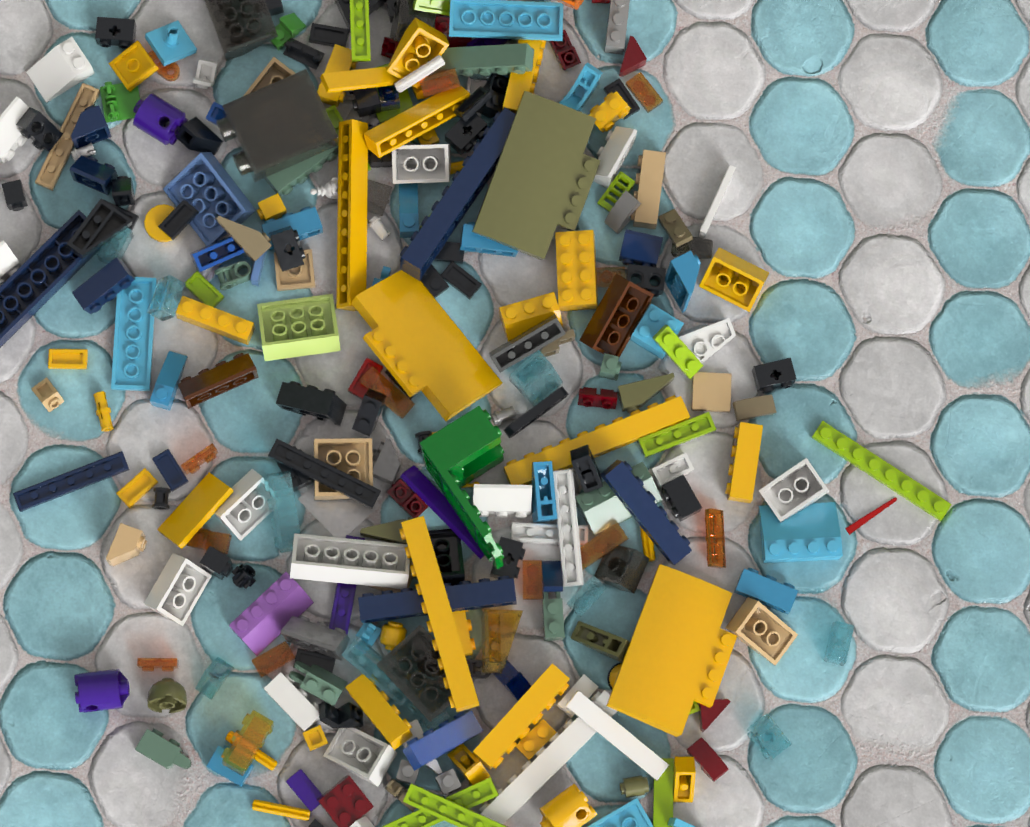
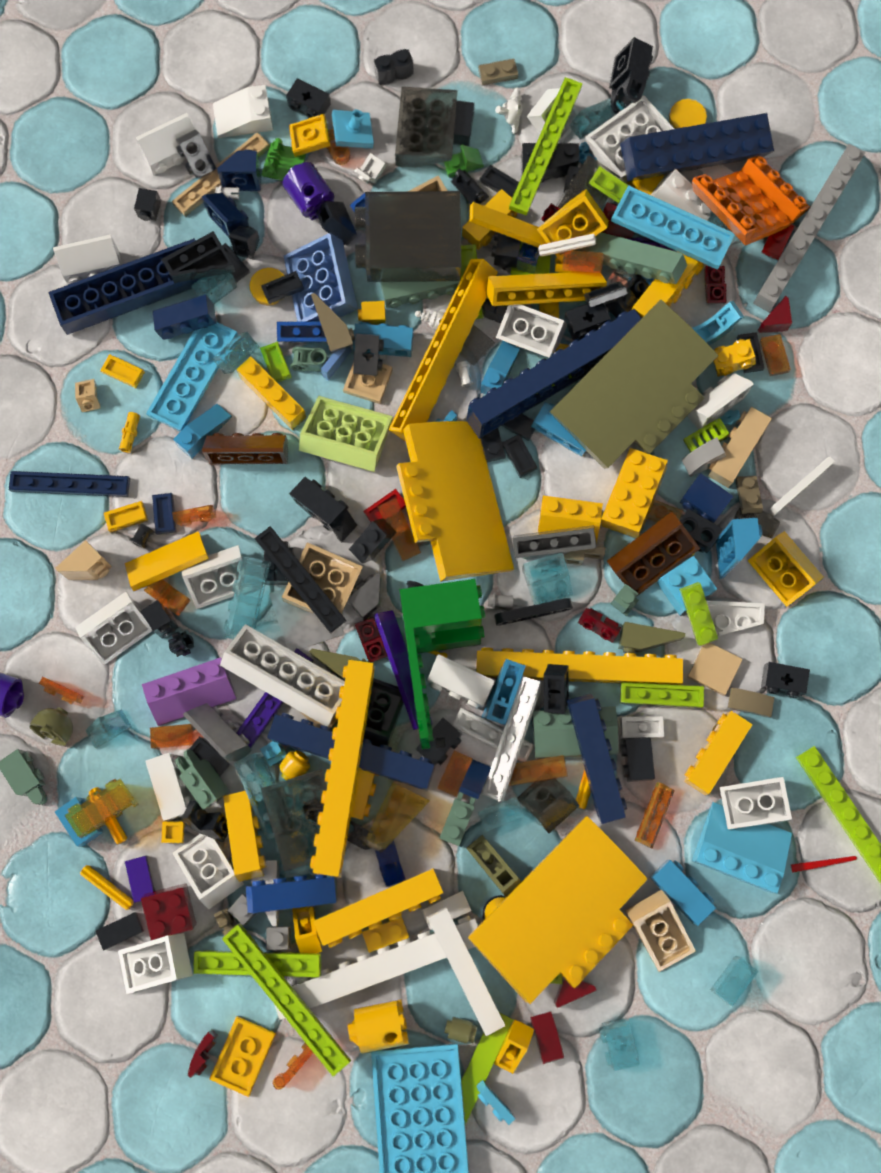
camera: 35 degrees right, 0 degrees up
(629, 166) = (730, 417): none -> medium azure plant

